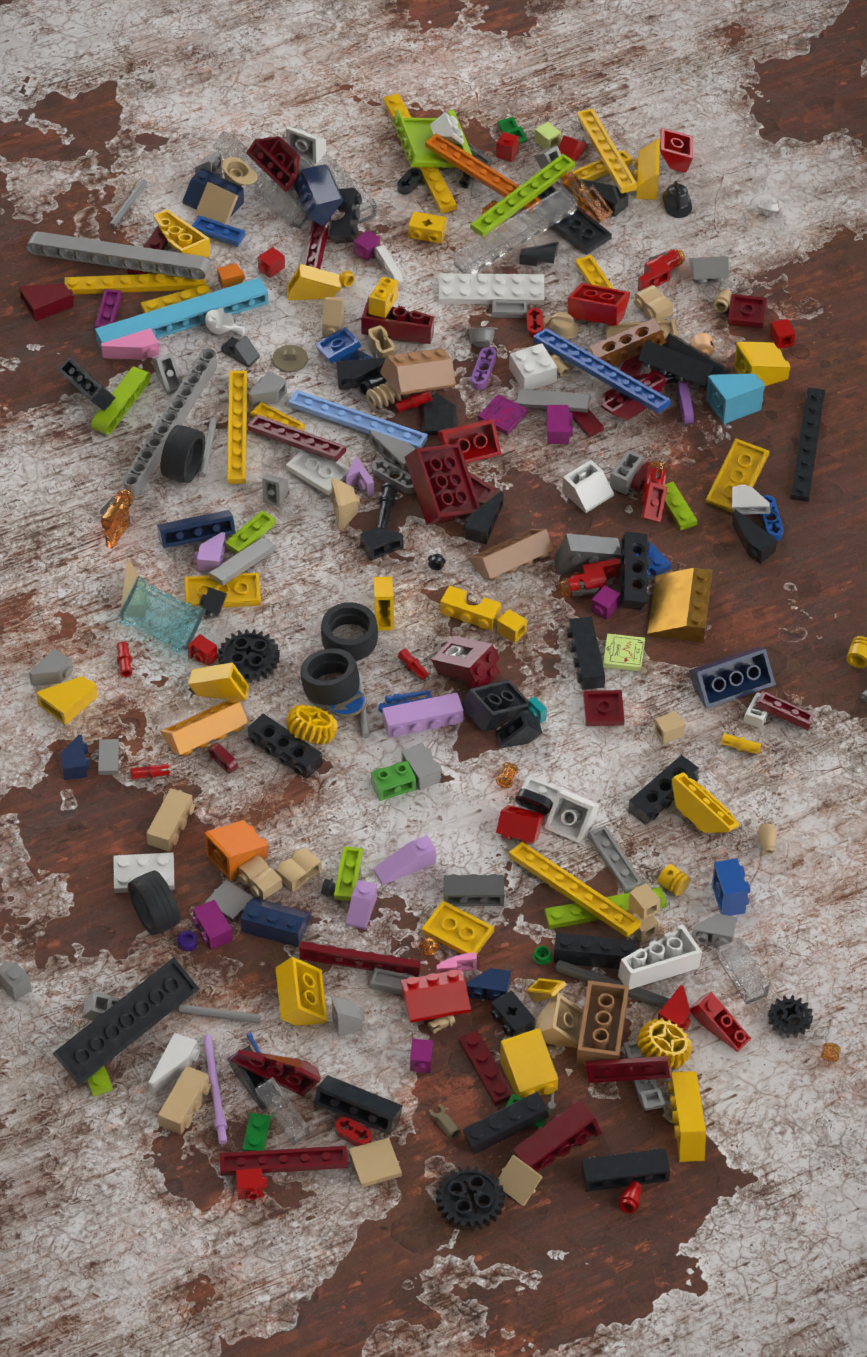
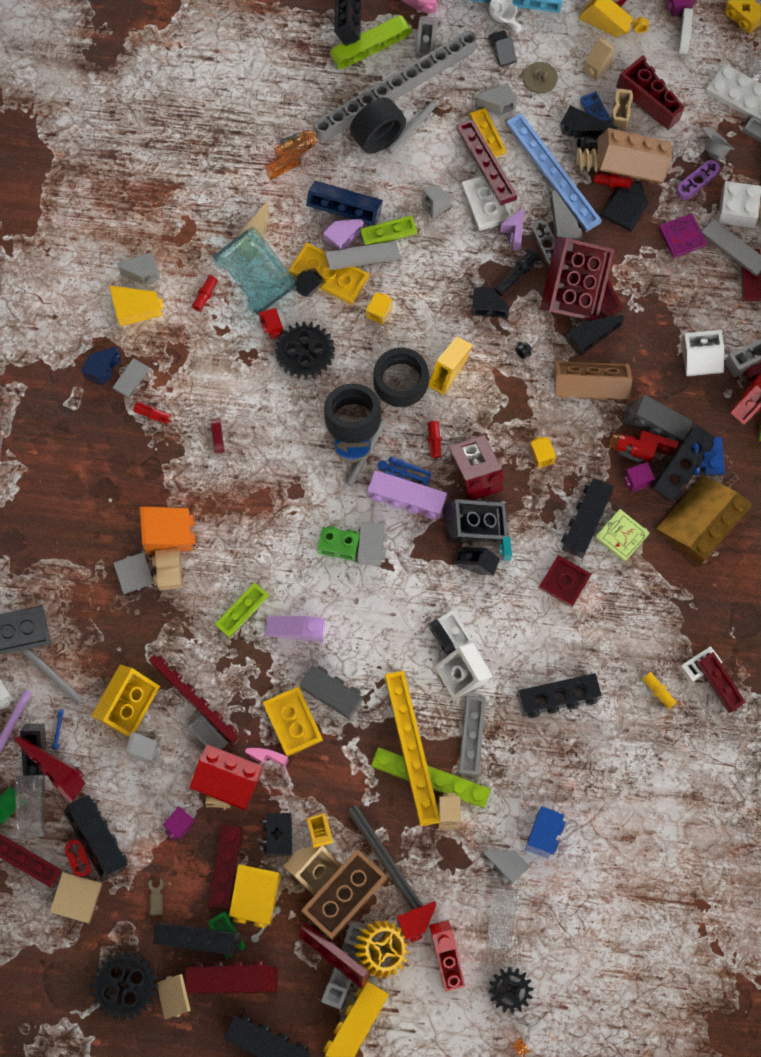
camera: 35 degrees right, 20 degrees up
(132, 866) = (84, 505): white plate -> none
(154, 902) = (60, 545): black tyre -> none
(170, 820) = (135, 469): tan brick -> none
(187, 940) = (74, 590): dark purple tile -> none
(204, 727) = (222, 397): light orange slope -> none
(212, 924) = (100, 589): magenta brick -> none
(219, 682) = (262, 363): yellow slope -> none
(237, 427) = (447, 122): yellow plate -> none
(274, 921) = (154, 616): dark blue slope -> none
(284, 746) = (268, 427): black brick -> none
(288, 592) = (379, 308): none -> yellow brick
(299, 869) = (204, 580): tan brick -> none
(311, 724) = (306, 450): yellow gear -> none
(328, 887) = (216, 612): black plate -> none
(338, 345) = (585, 89): blue plate -> none
(344, 502) = (483, 248): tan slope -> none
(362, 904) = (231, 647): lavender slope -> none
(383, 297) = (650, 64): yellow brick -> none
(429, 946) = (258, 722): clear orange bush -> none
(476, 439) = (634, 247): red slope -> none
(483, 615) = (525, 427): yellow arch -> none
(489, 984) = (282, 793): dark blue slope -> none
(507, 774) = (437, 596): clear orange bush -> none
(520, 824) = (415, 651): red slope -> none
(542, 951) = (340, 790): green plate -> none
(558, 426) = (722, 274): magenta brick -> none
(592, 950) = (389, 817): black brick -> none
(661, 959) = (437, 865): white wedge -> none
(669, 727) = (608, 636): tan brick -> none
(674, 880) = (508, 794): yellow piece -> none
(701, 806) = (580, 736): yellow wedge -> none
(732, 677) = (698, 619): dark blue slope -> none
(767, 838) = (616, 800): tan cone -> none

